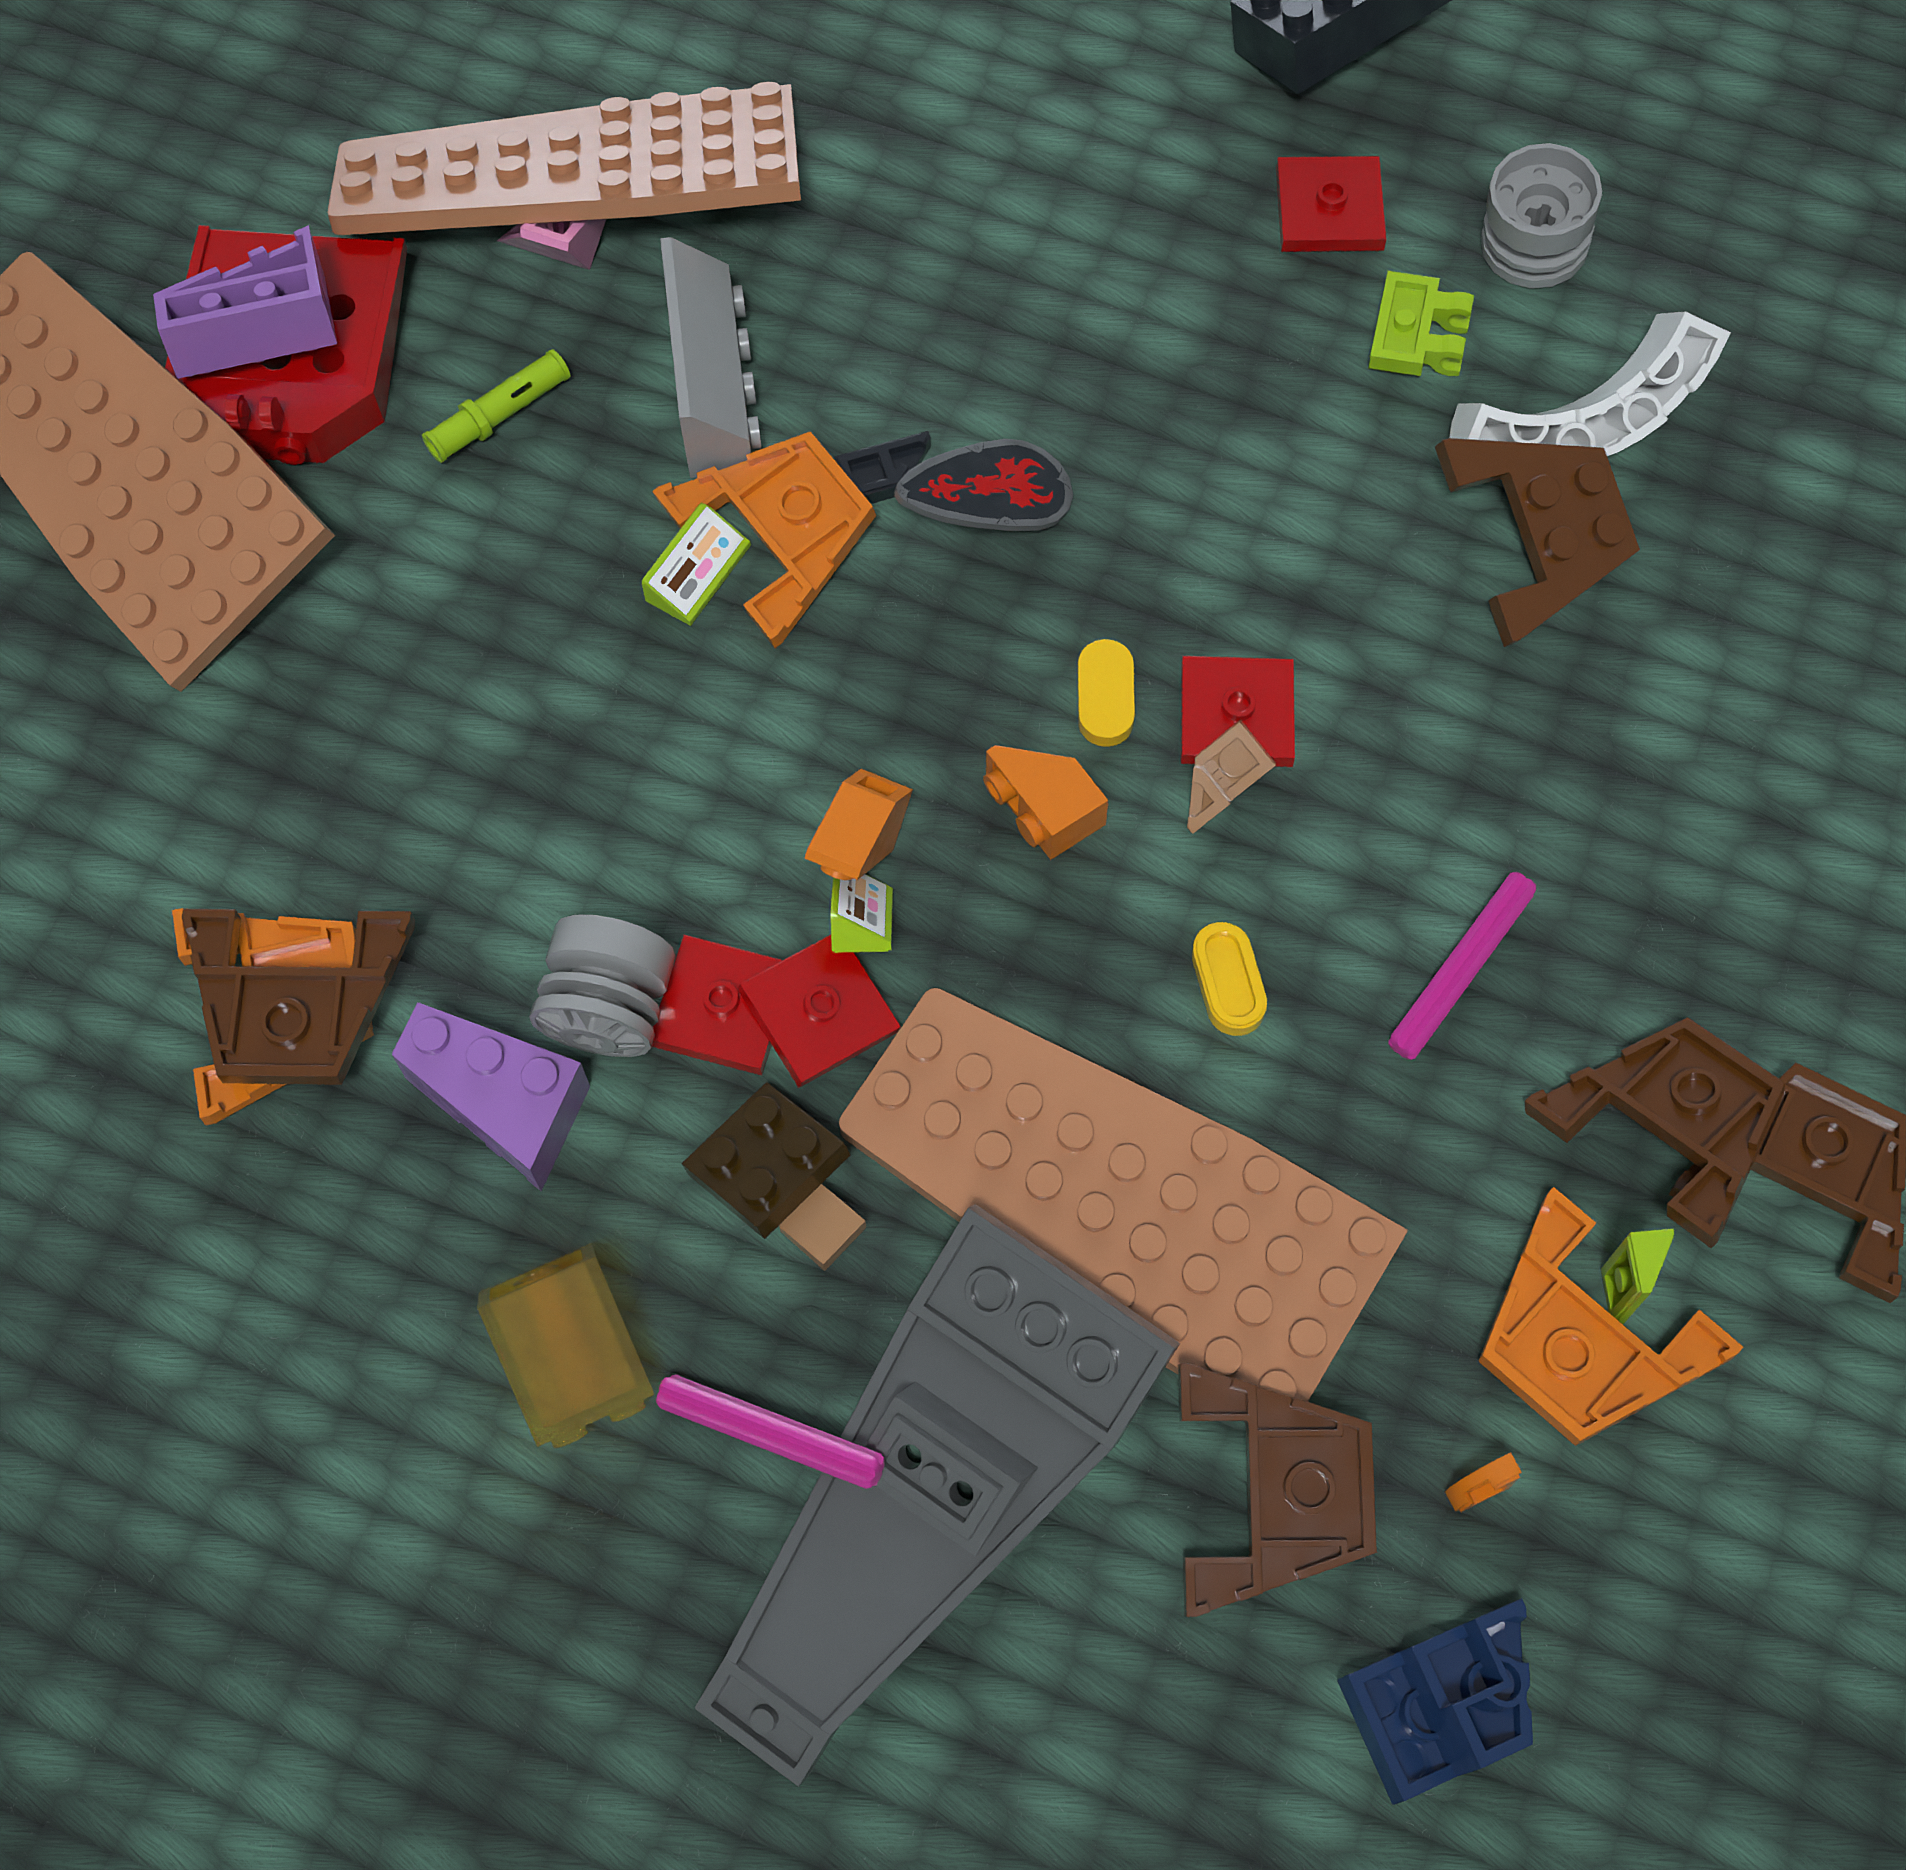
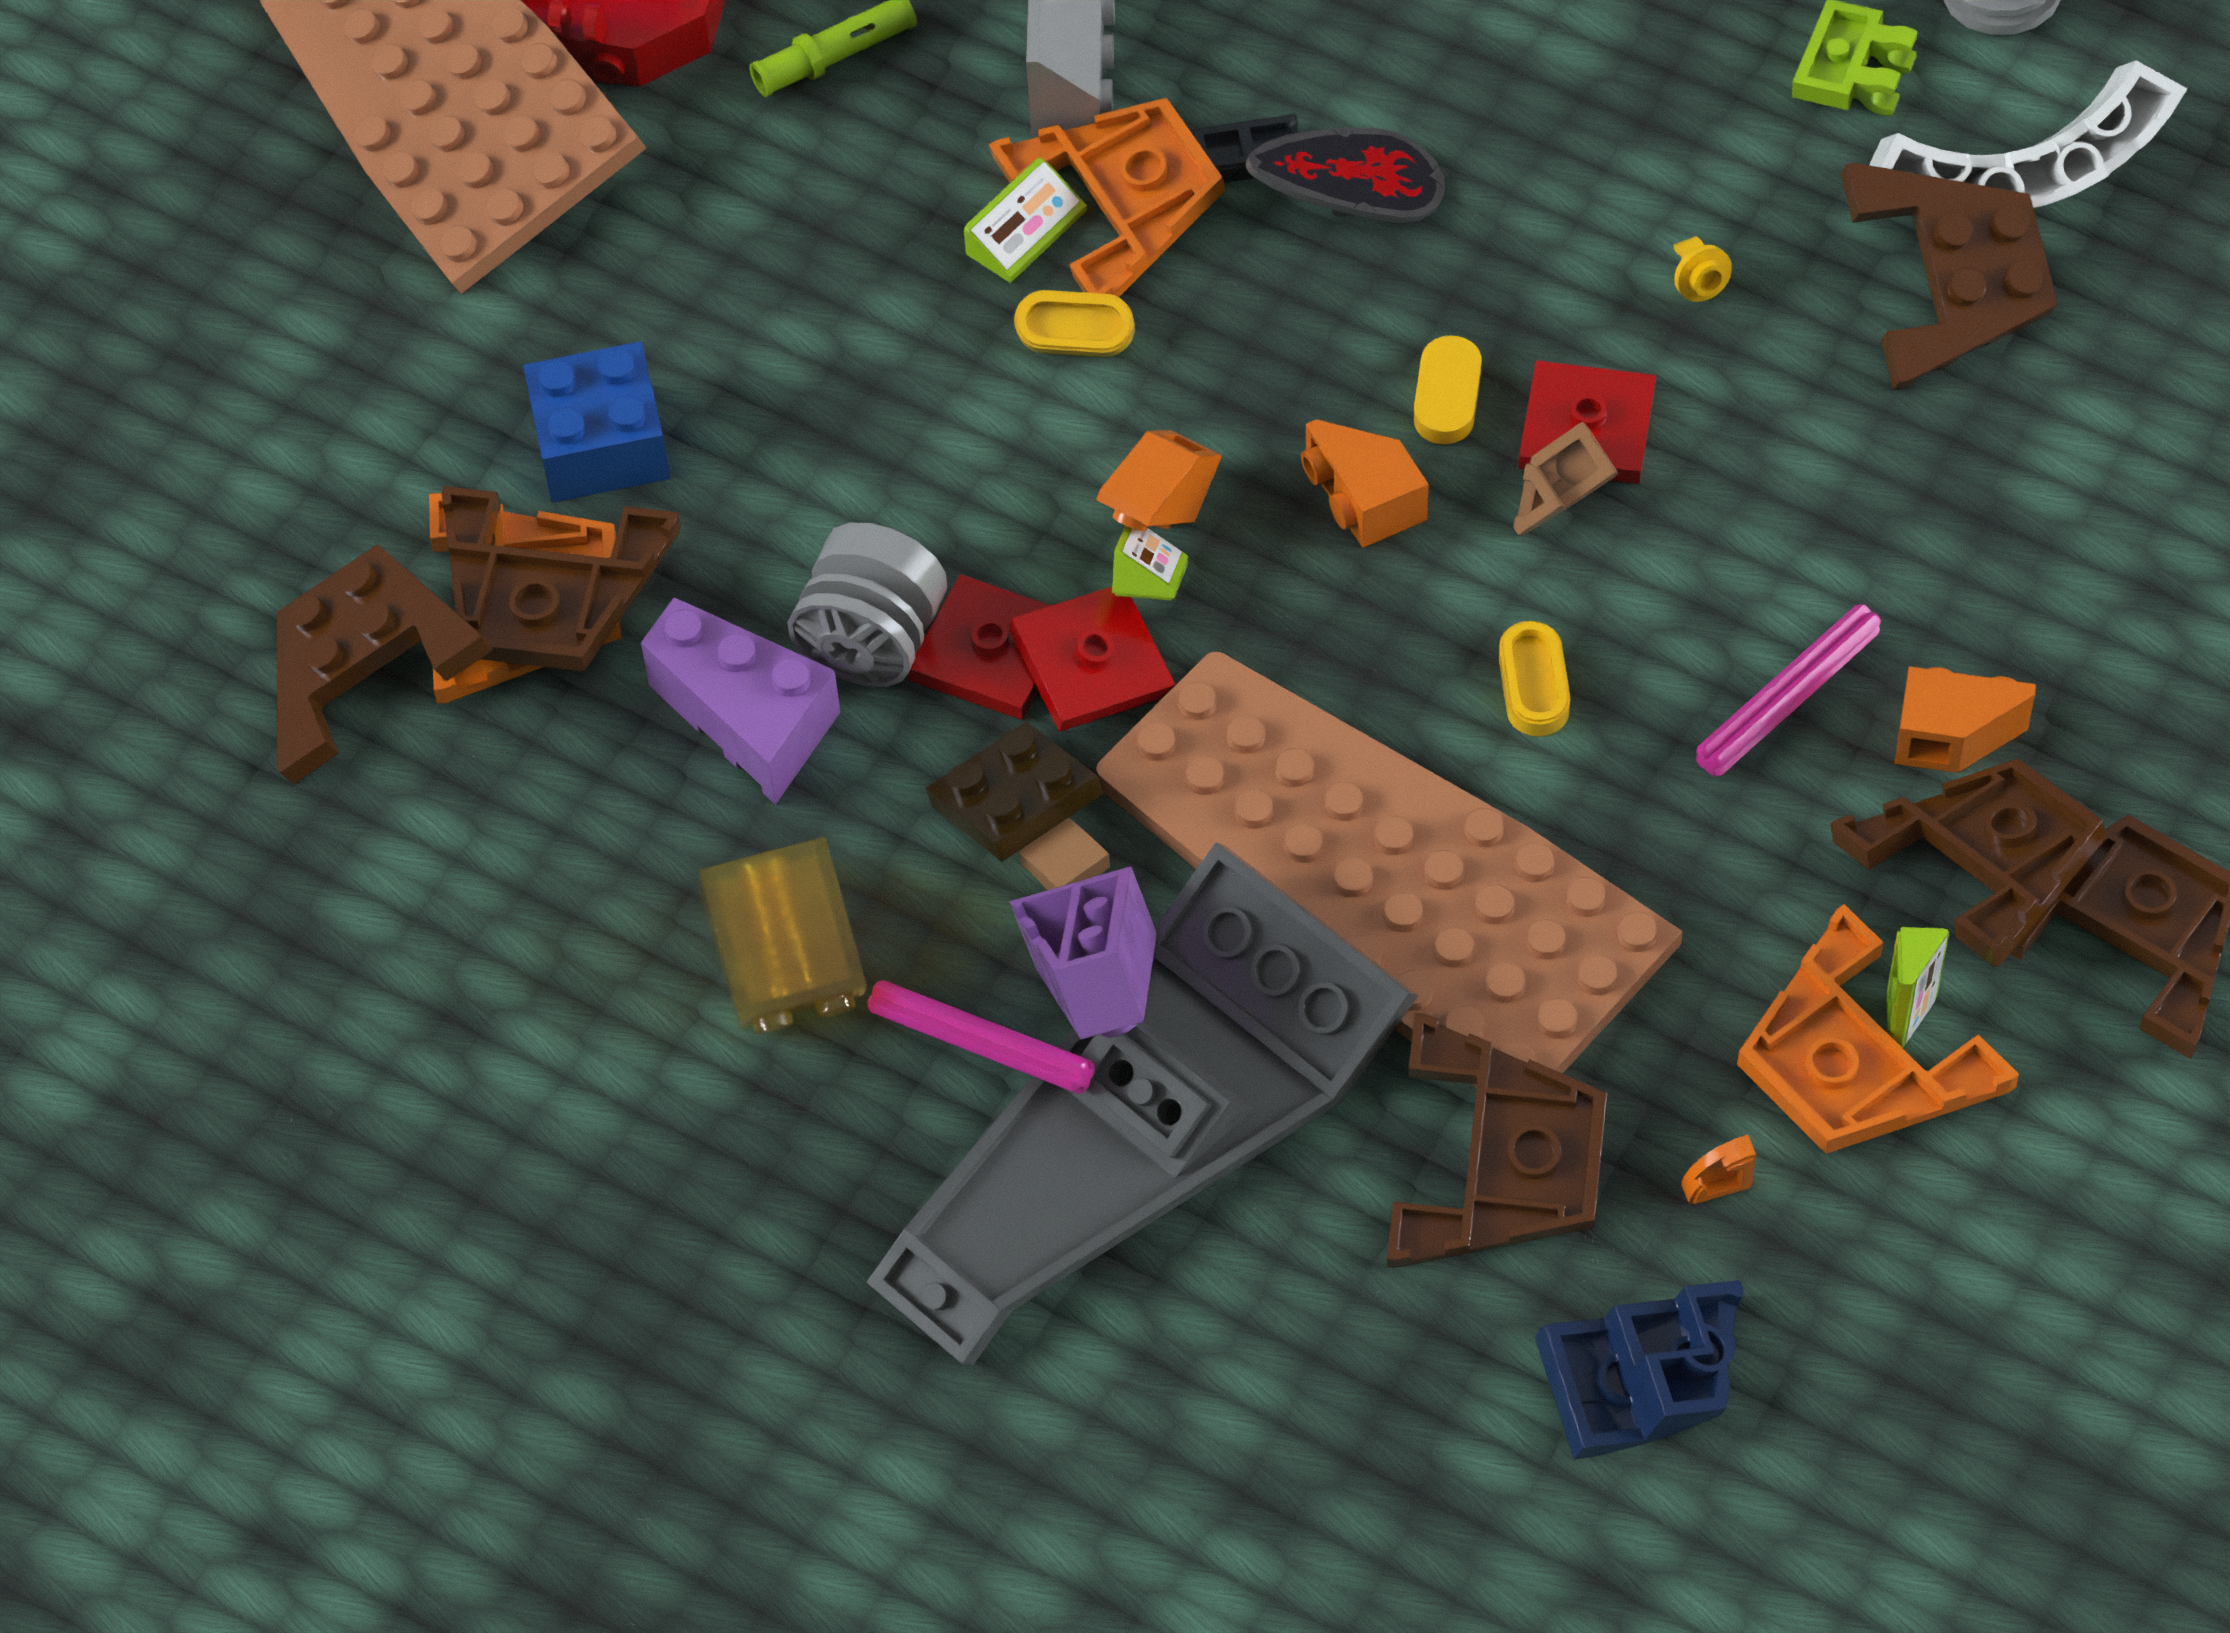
camera: 10 degrees right, 10 degrees down
(106, 1070) = (346, 634): none -> reddish brown wing
(321, 817) = (596, 421): none -> blue brick
(755, 664) = (1074, 323): none -> yellow tile
(869, 1341) = (1092, 950): none -> medium lavender wedge
(1319, 549) = (1702, 270): none -> yellow plate
(1619, 980) = (1959, 717): none -> orange slope

